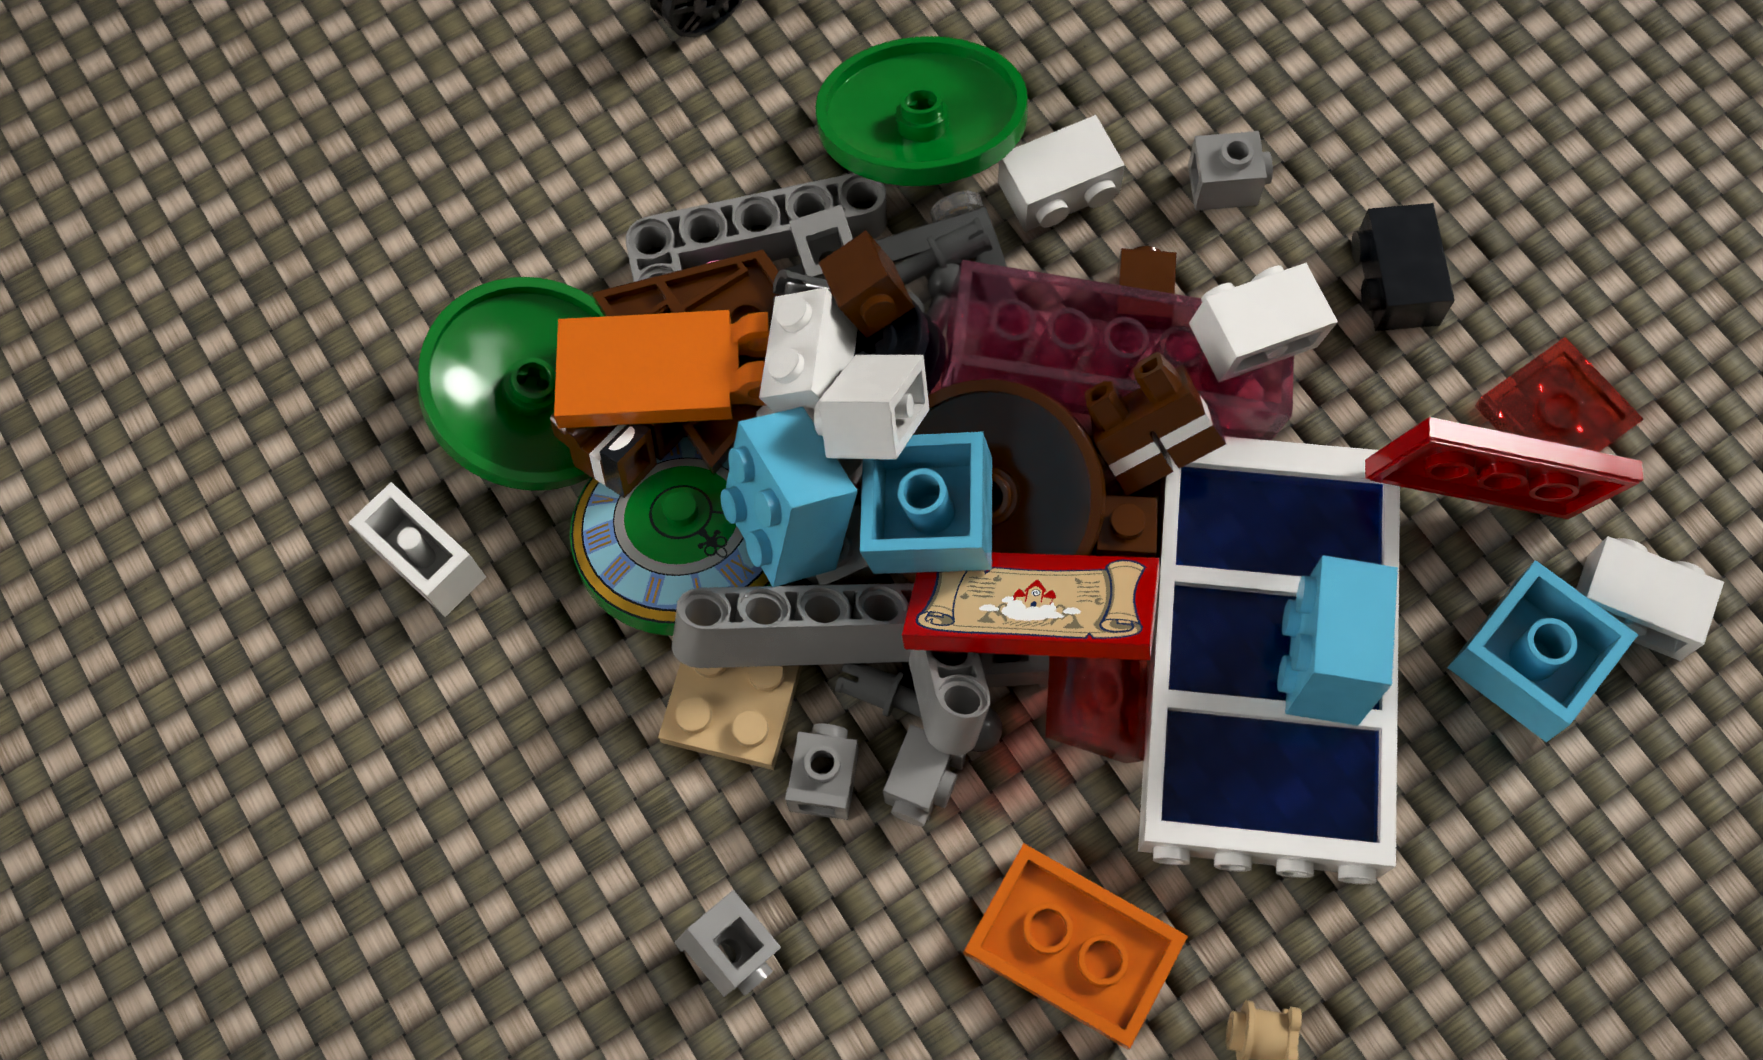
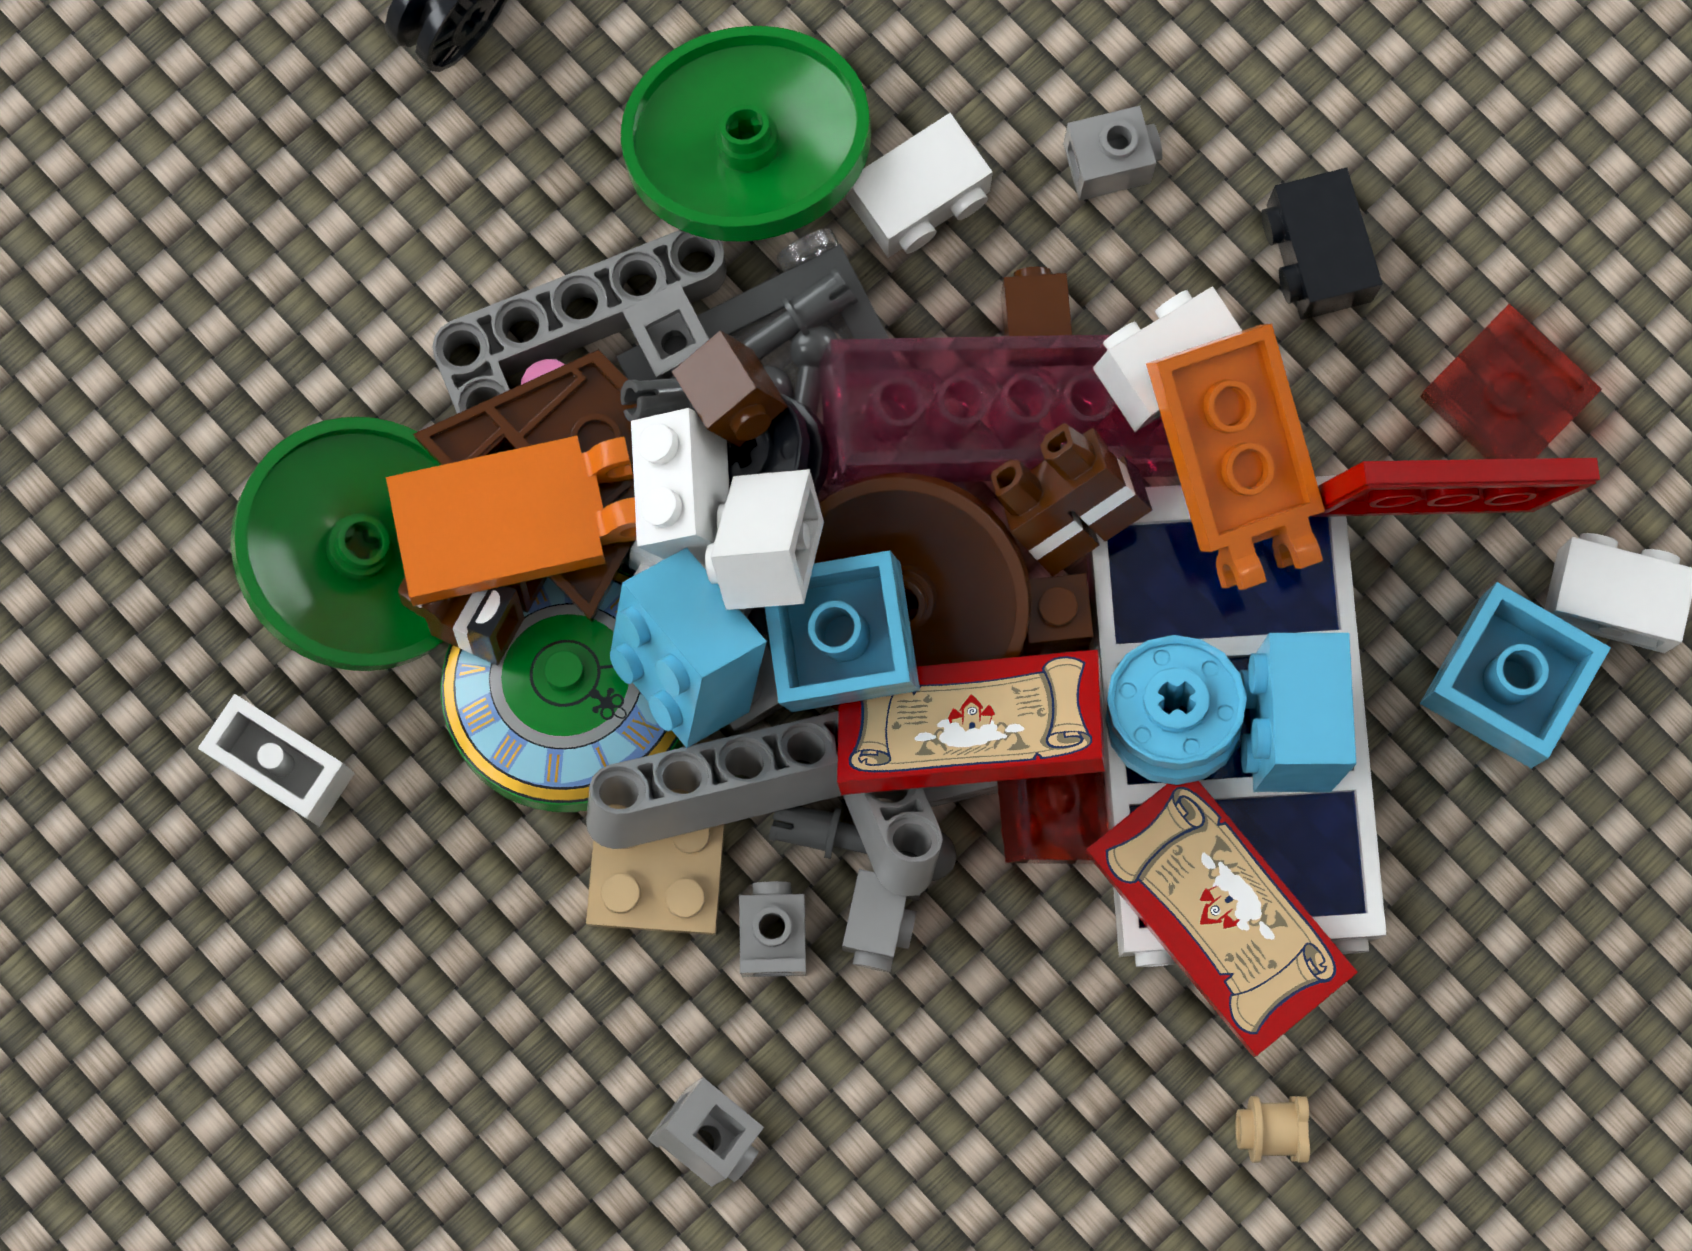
camera: 15 degrees left, 10 degrees up
(1076, 946) = (1068, 1069): orange plate -> none
(1223, 623) = (1175, 674): none -> medium azure wheel
(1241, 818) = (1221, 913): none -> tile
(1312, 406) = (1239, 452): none -> orange tile

